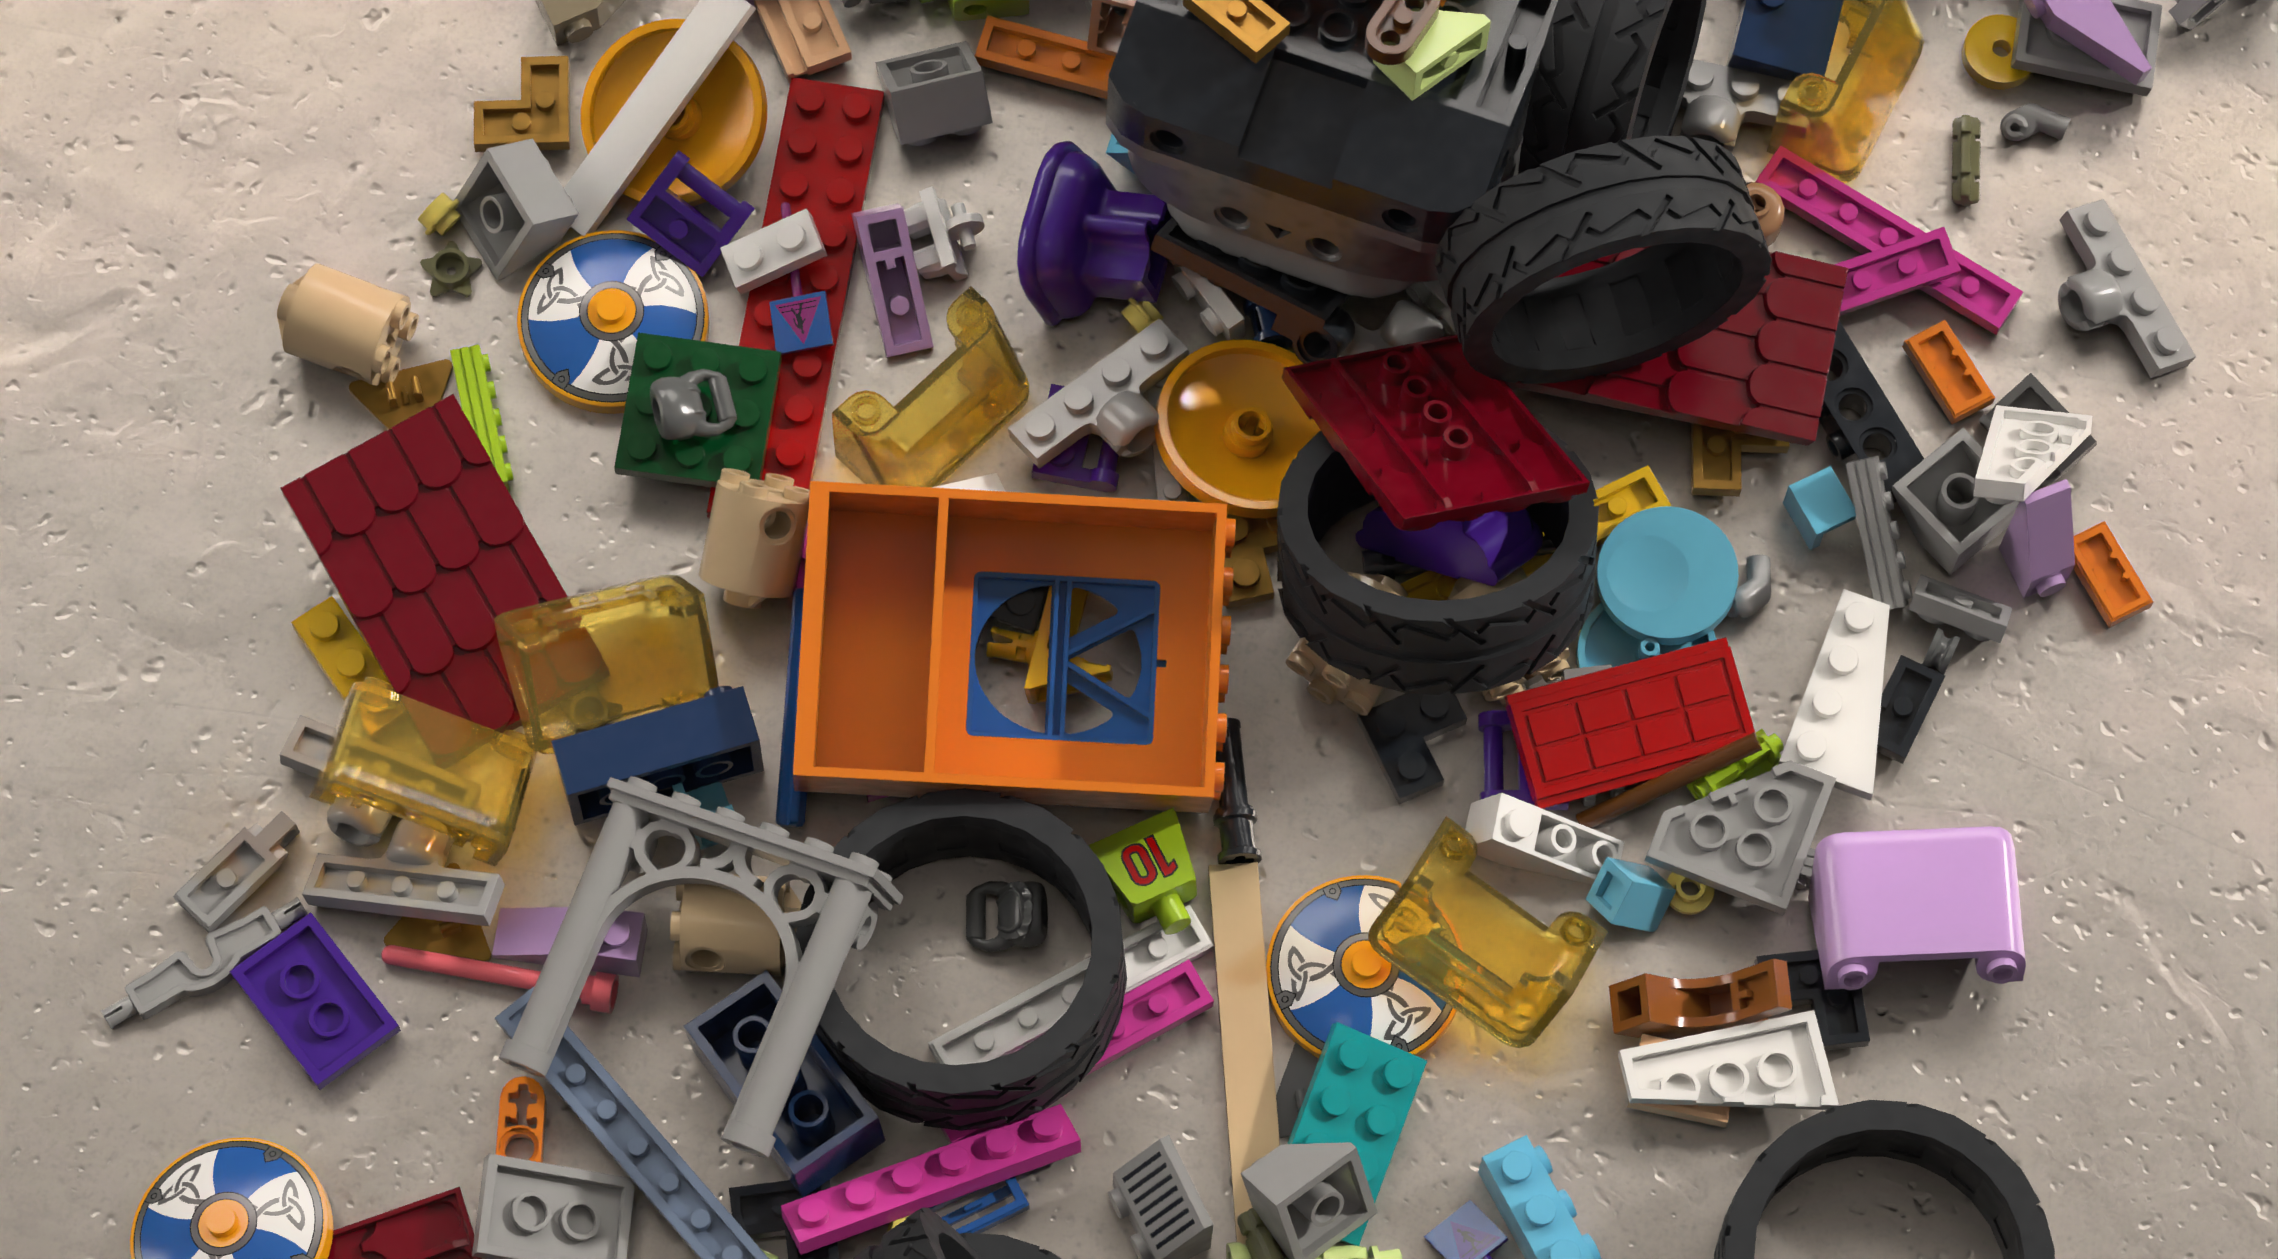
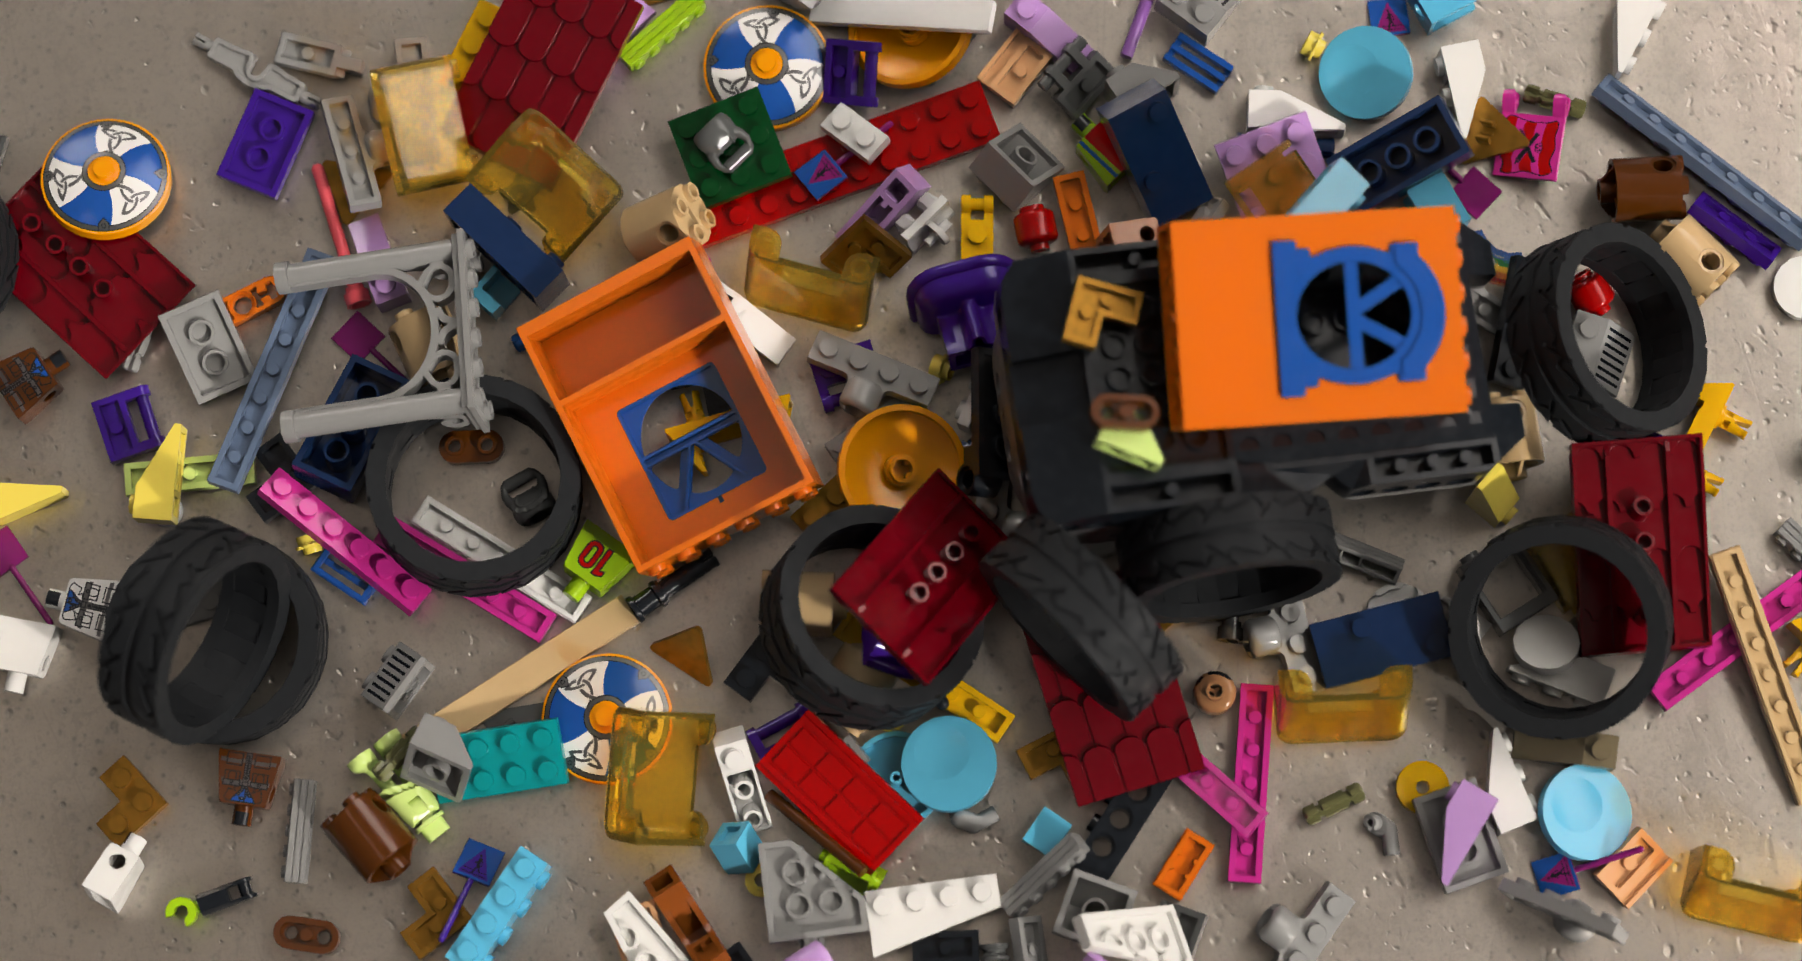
camera: 70 degrees right, 10 degrees up
(657, 1023) = (360, 338): none -> magenta piece
(897, 952) = (471, 447): none -> reddish brown plate
(922, 321) = (867, 238): none -> pearl gold plate
(990, 189) = (976, 233): none -> yellow plate
(1028, 109) = (1035, 228): none -> red head
(1336, 821) = (686, 652): none -> pearl gold piece

